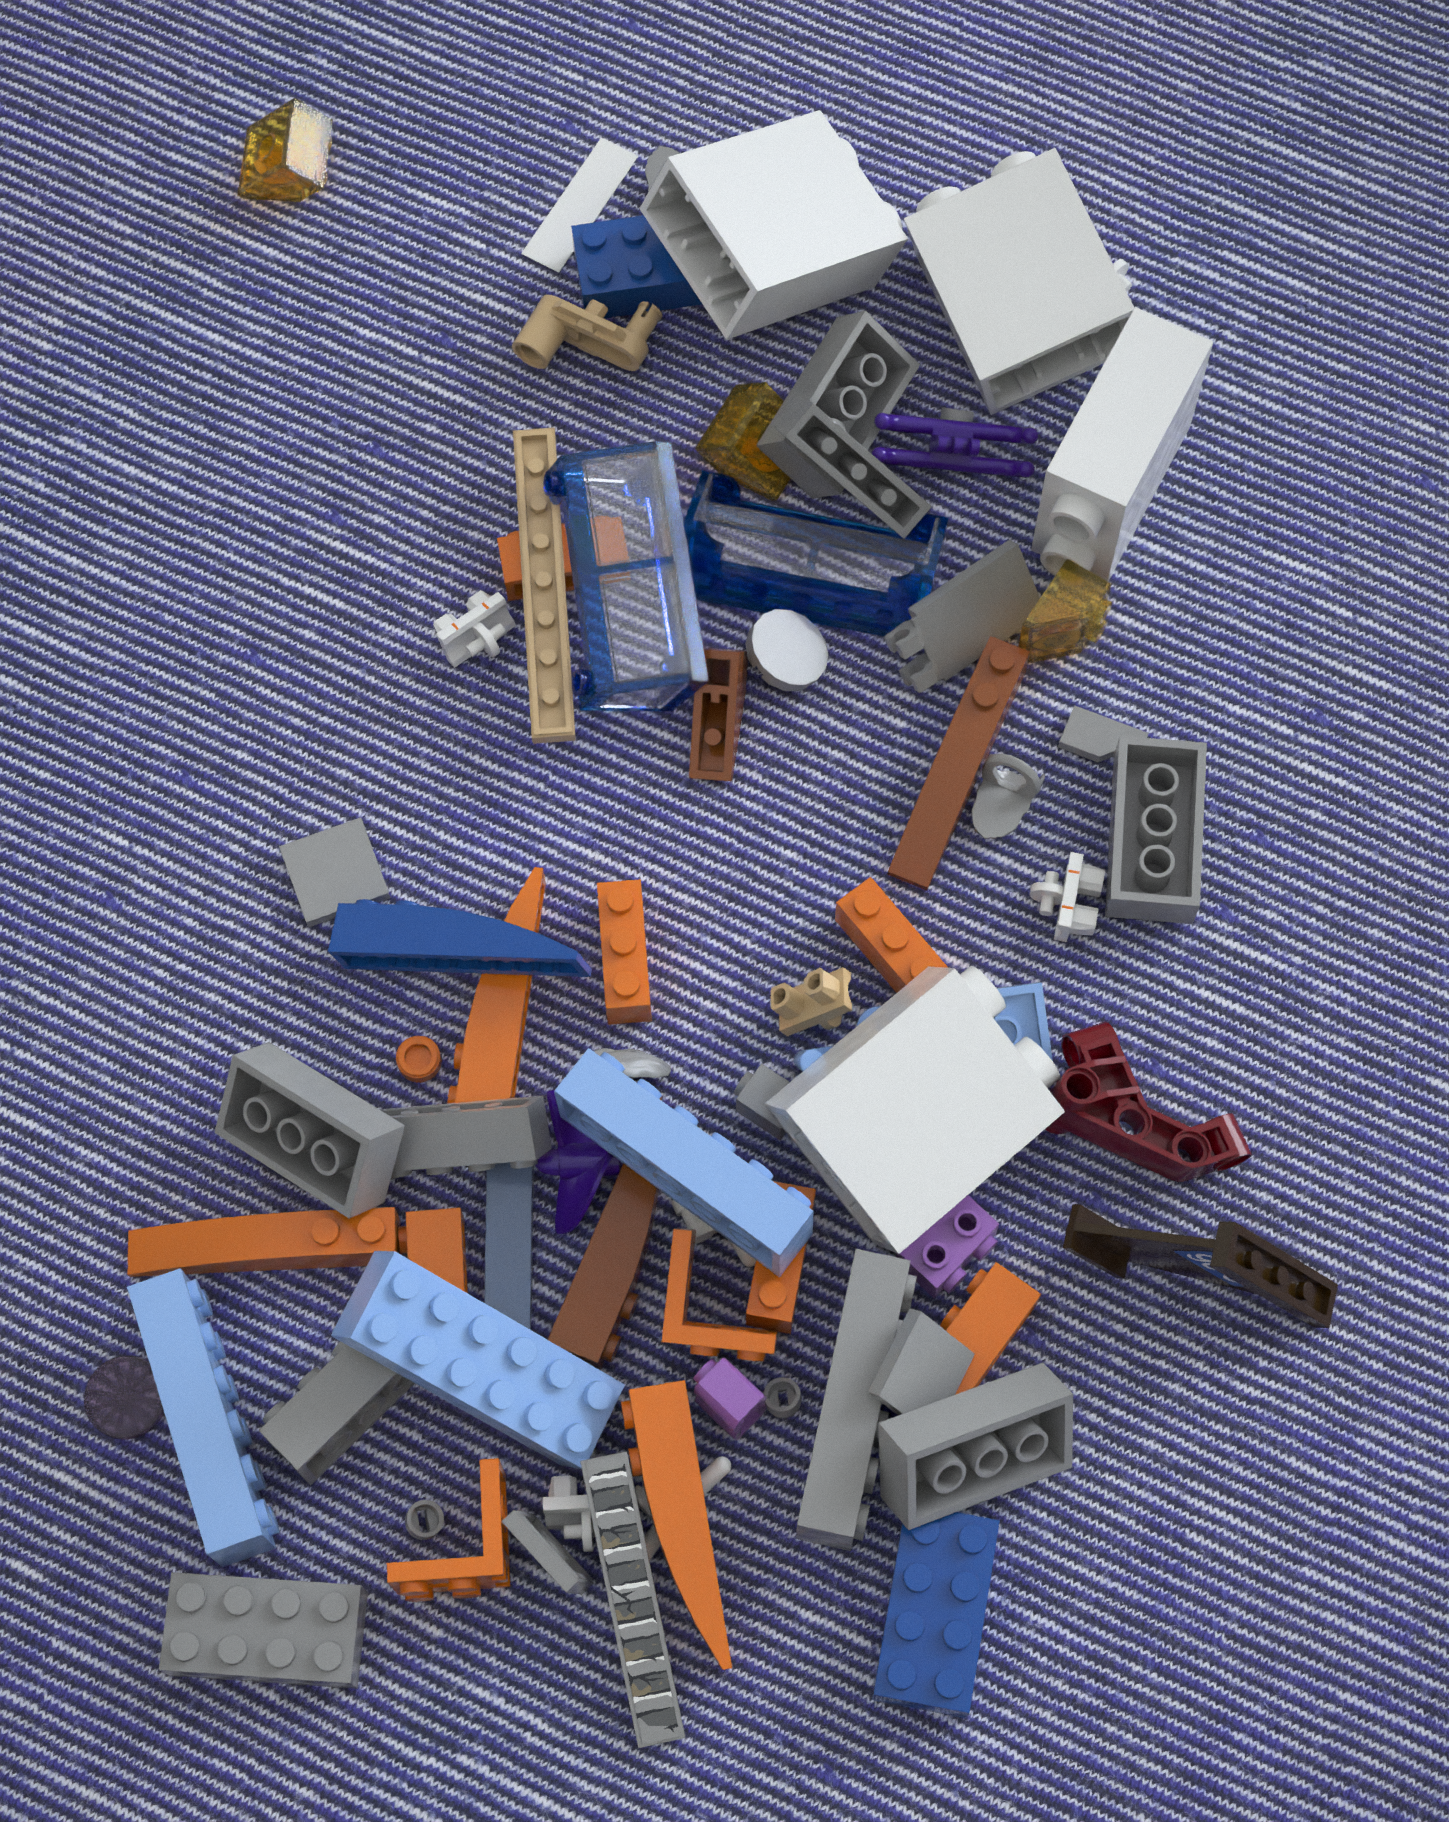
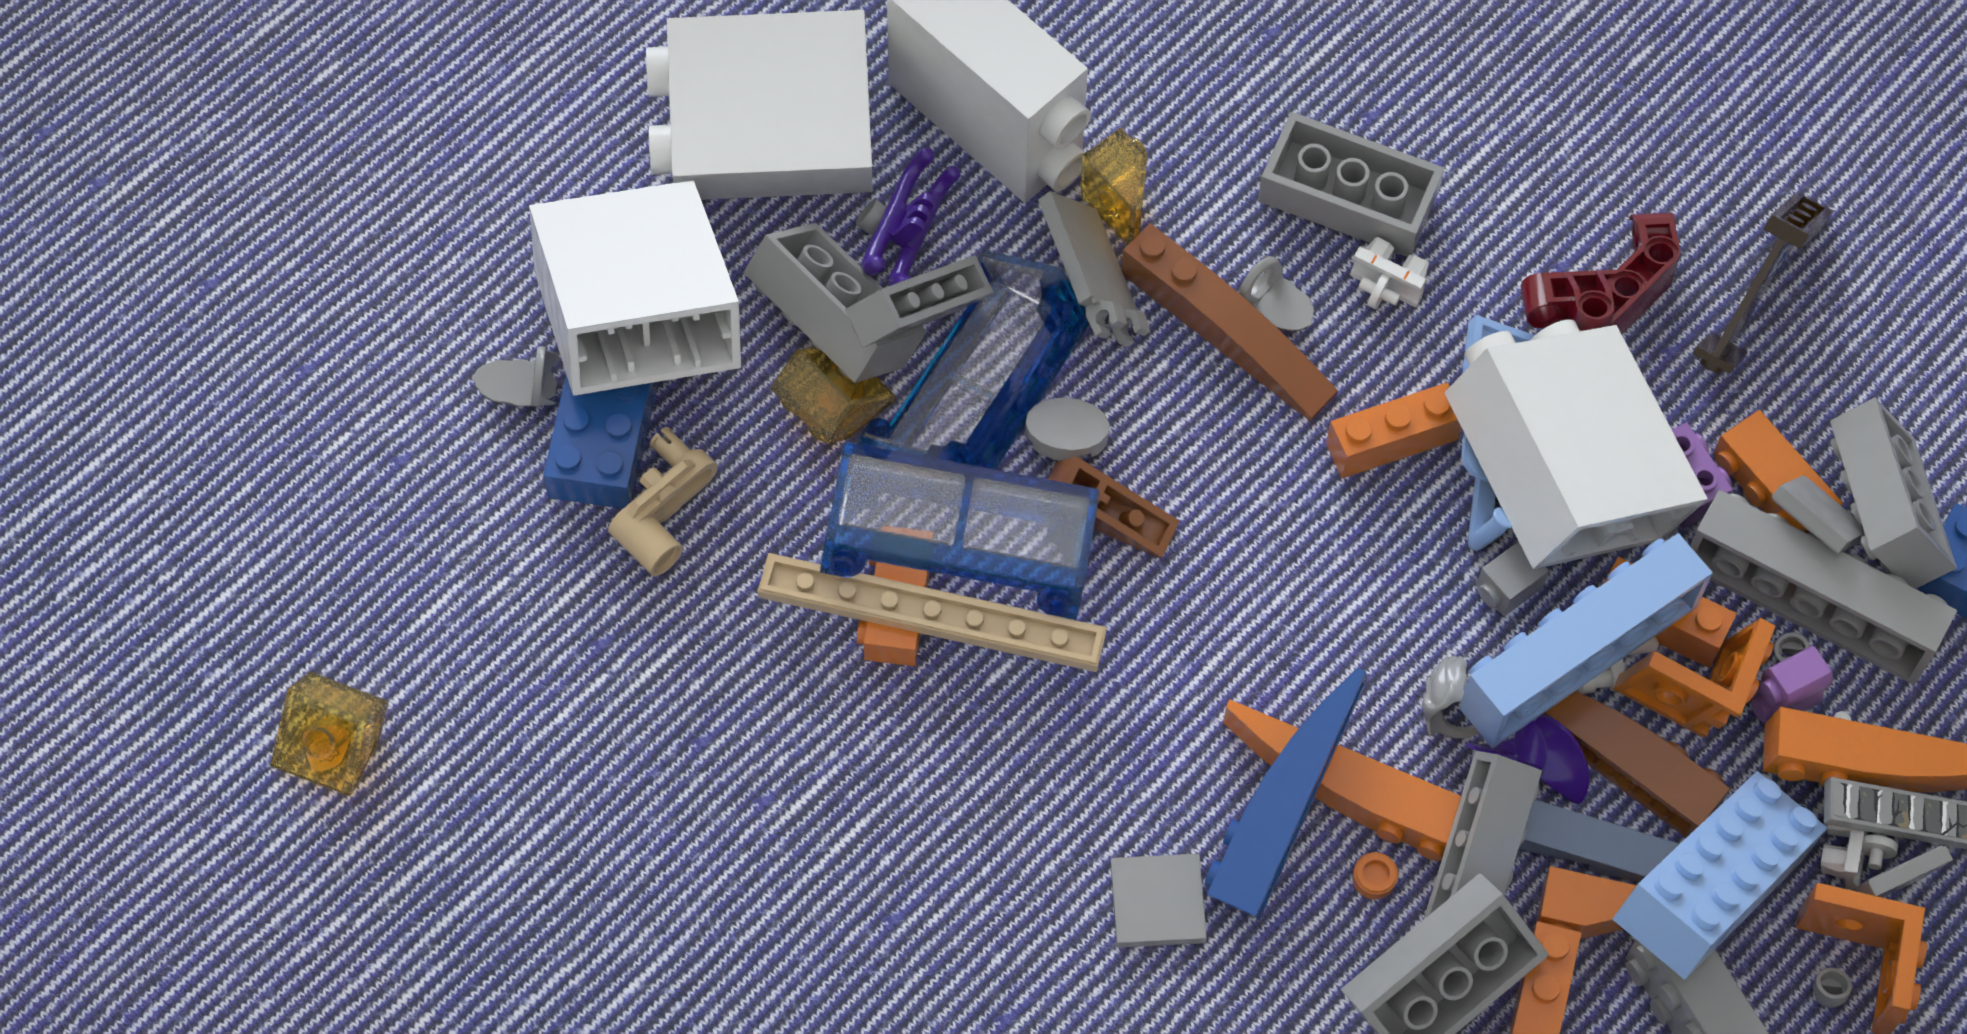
camera: 75 degrees left, 5 degrees down
(475, 630) = (937, 682): white hips -> none
(579, 203) = (496, 476): white sticker -> none
(624, 952) = (1328, 656): orange brick -> none
(817, 1001) = (1430, 509): tan hips -> none
(1094, 734) = (1233, 208): light grey tile -> none

